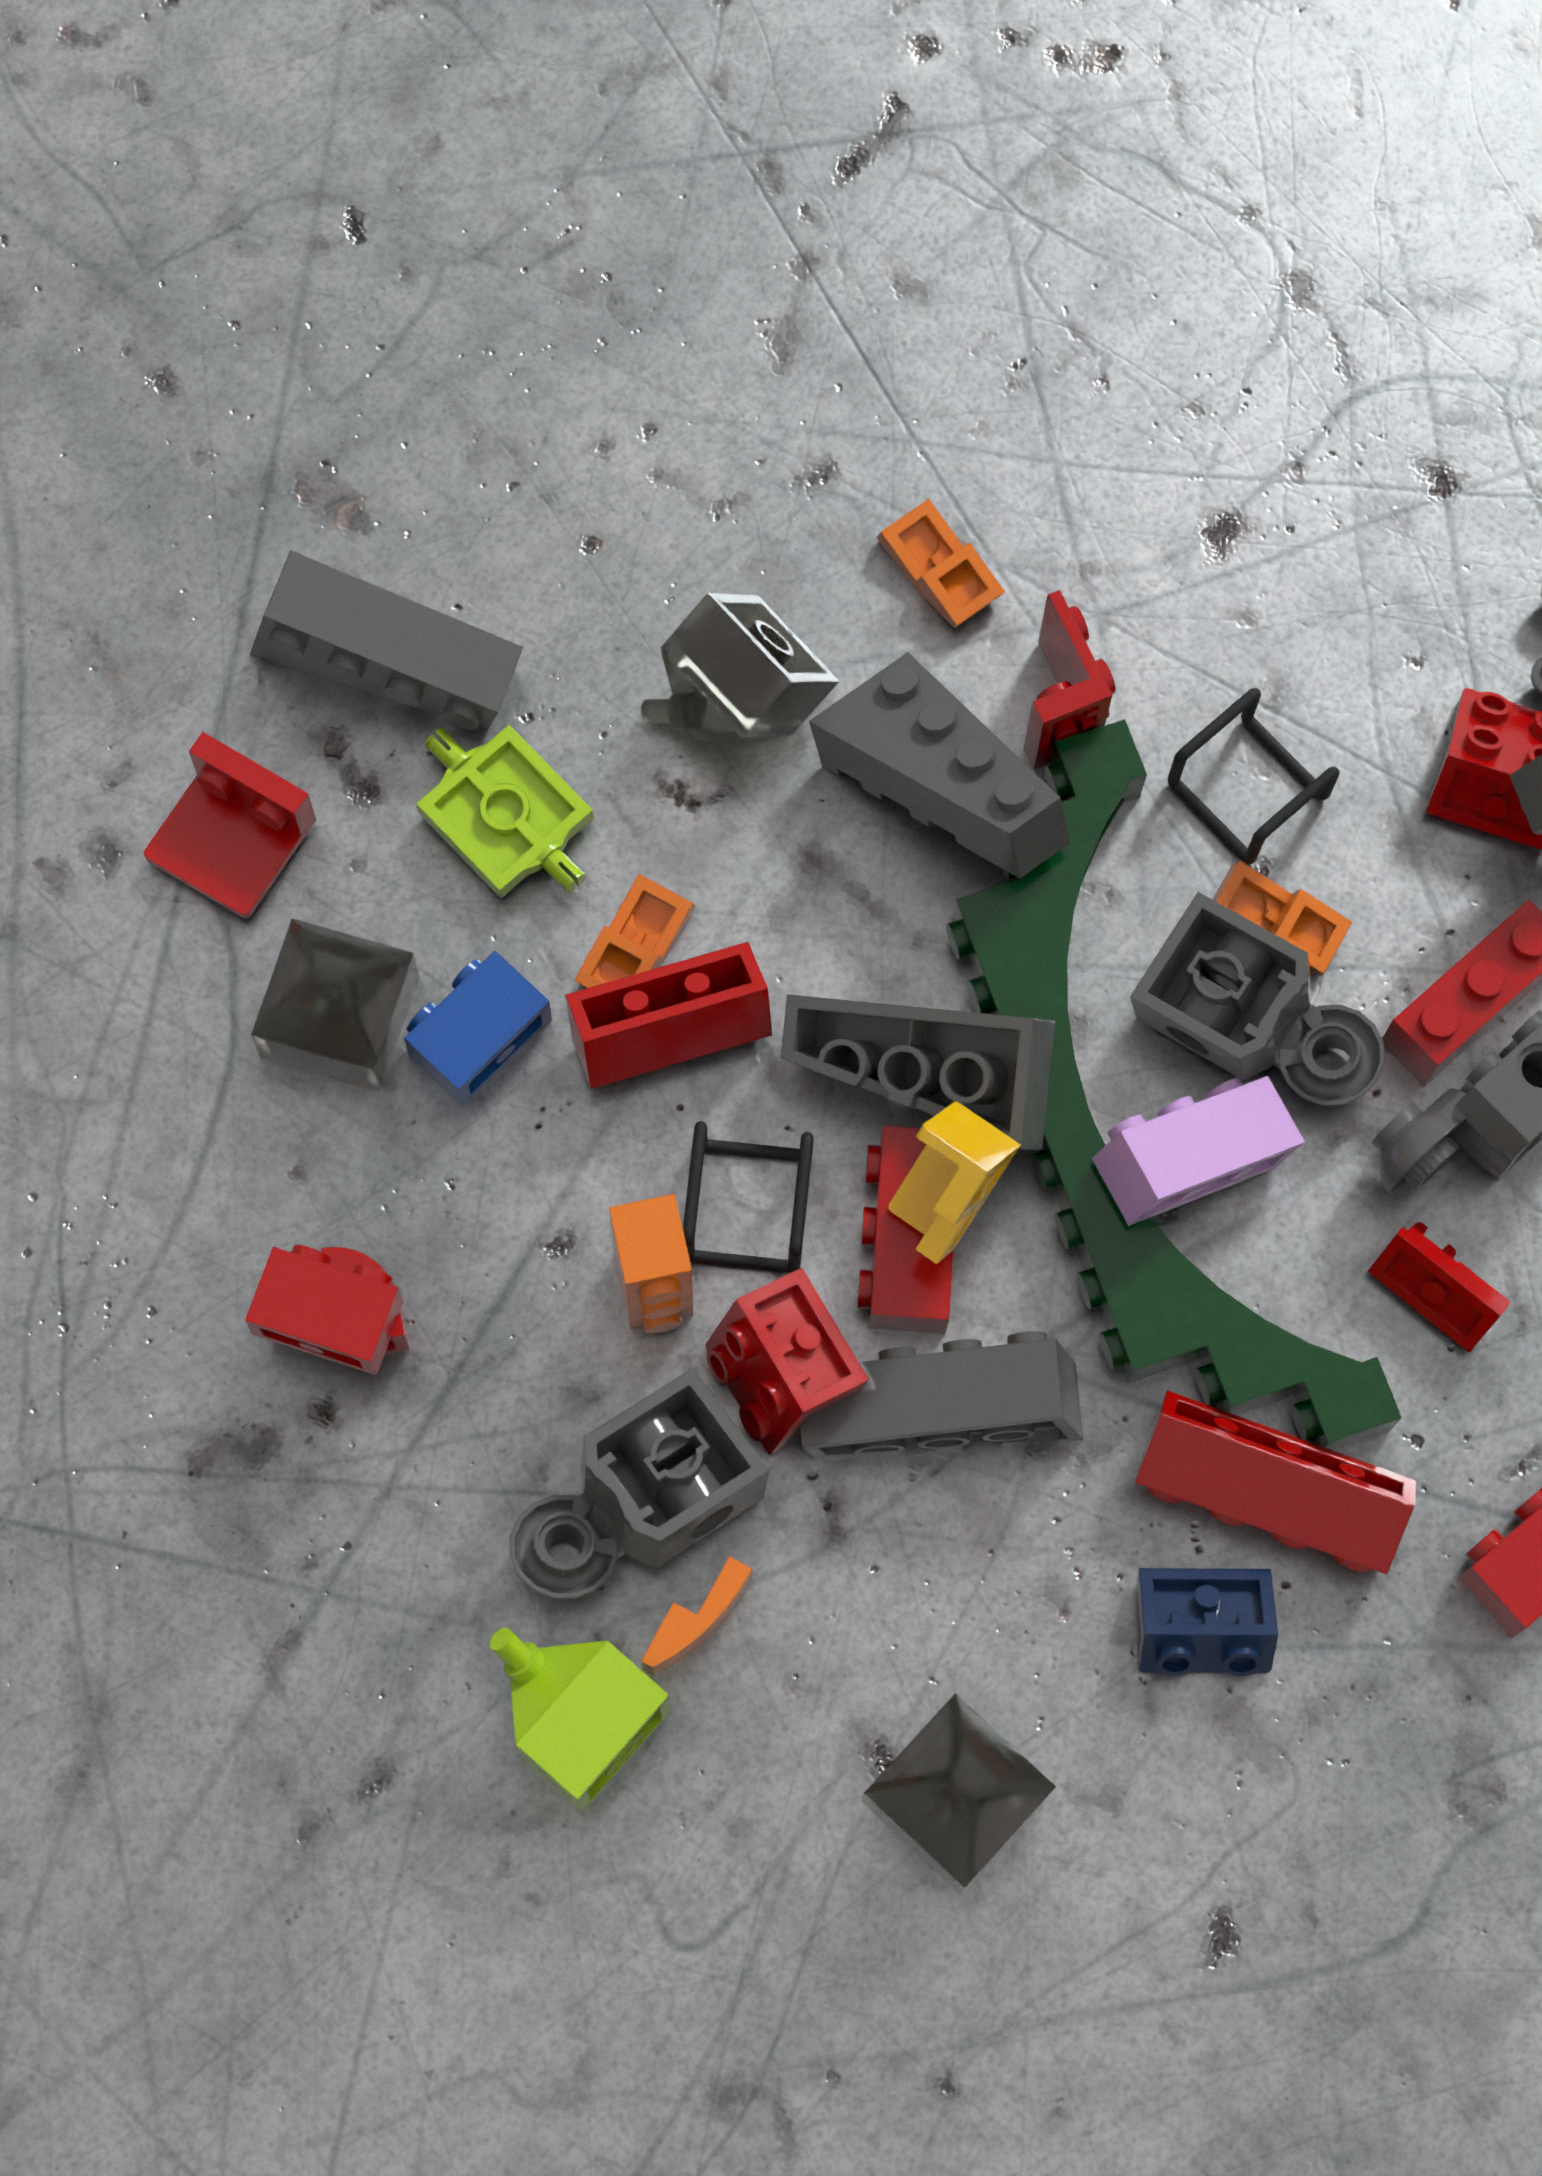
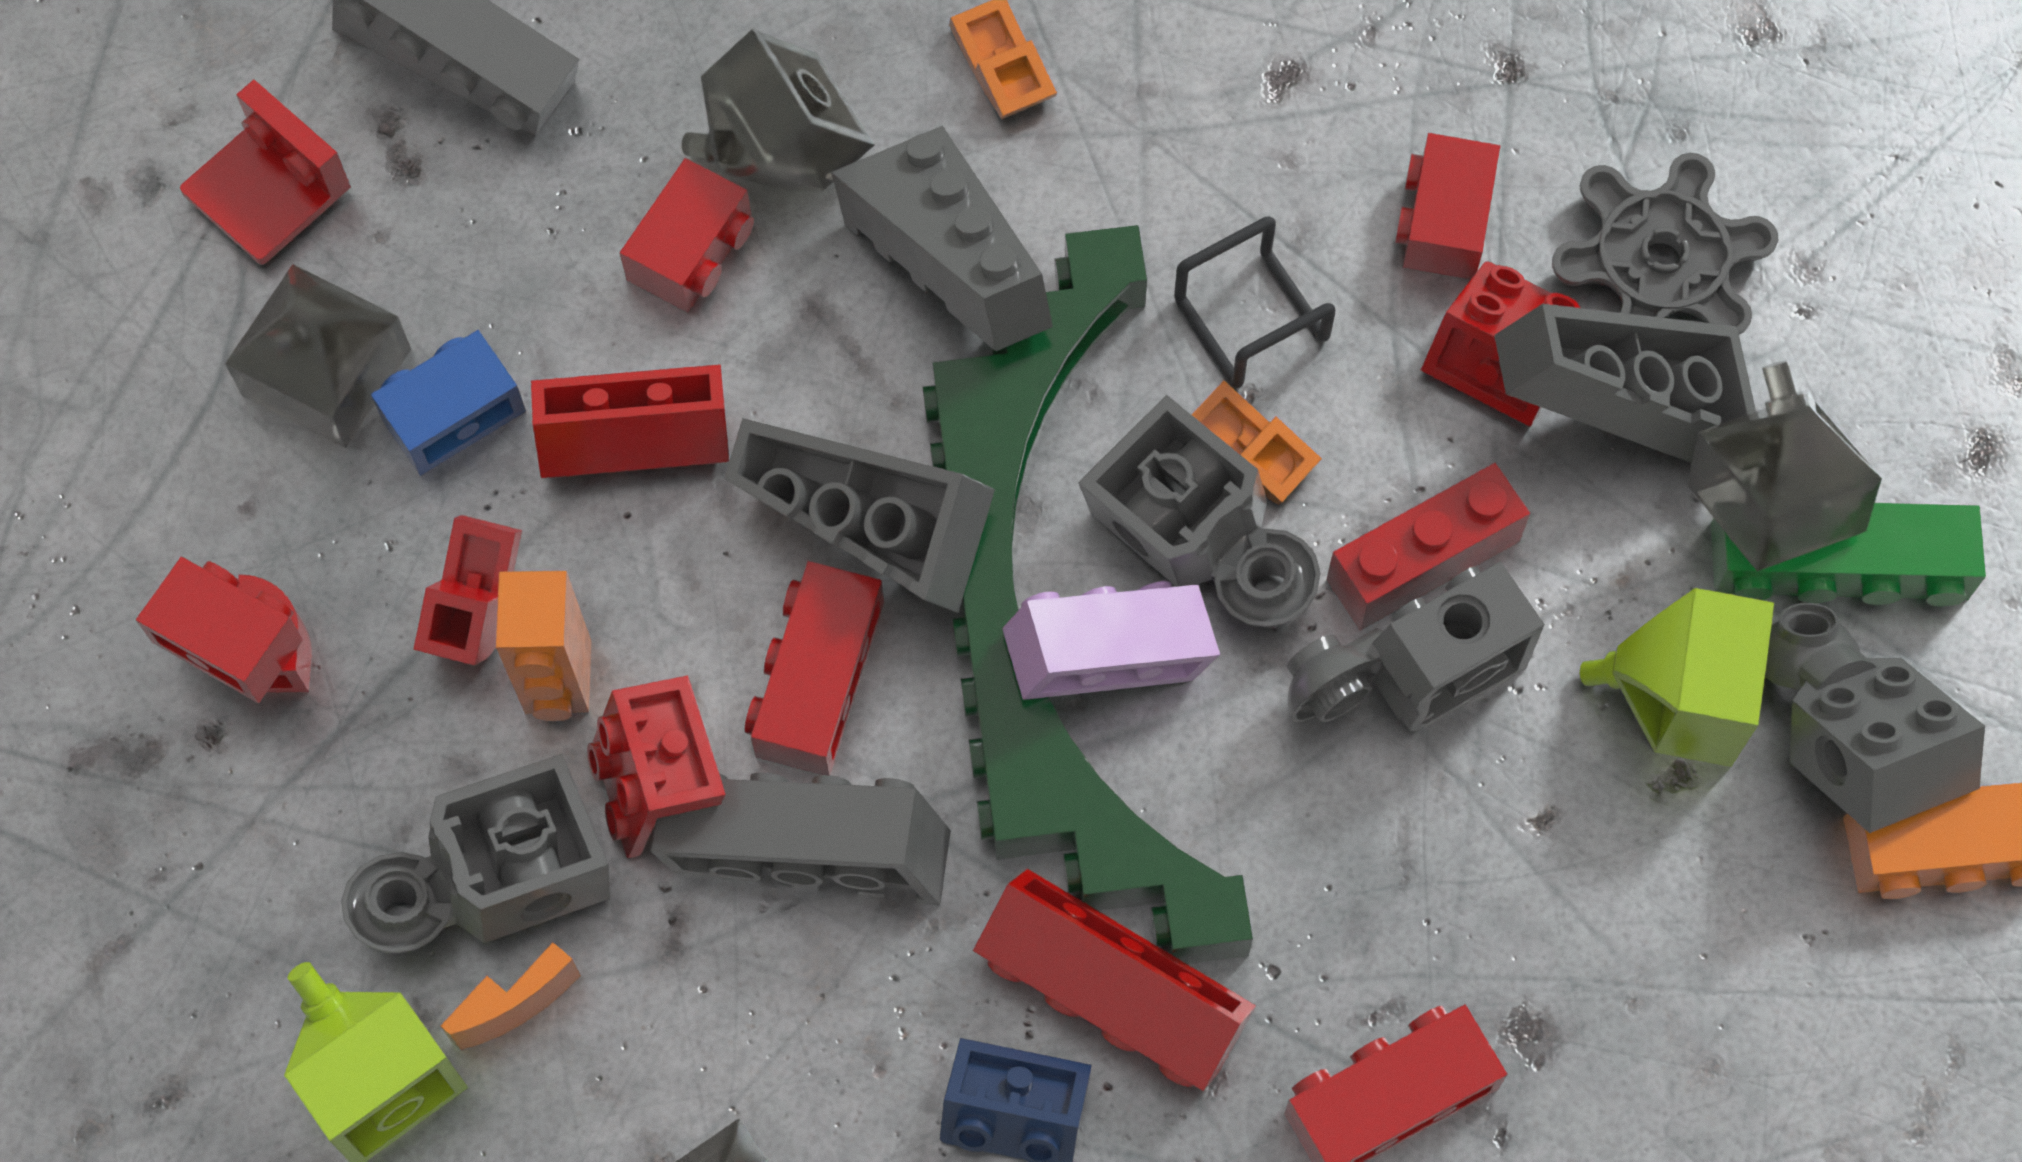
camera: 15 degrees right, 5 degrees down
(504, 810) = (528, 208): lime plate -> none
(554, 1220) = (462, 608): none -> red brick
(638, 934) = (632, 342): orange slope -> none
(674, 810) = (687, 236): none -> red brick
(803, 1156) = (726, 575): black piece -> none
(951, 1177) = (855, 615): yellow panel -> none
(1082, 688) = (1089, 201): red bracket -> none
(1419, 640) = (1450, 205): none -> red brick
(1439, 1286) = (1325, 821): red plate -> none

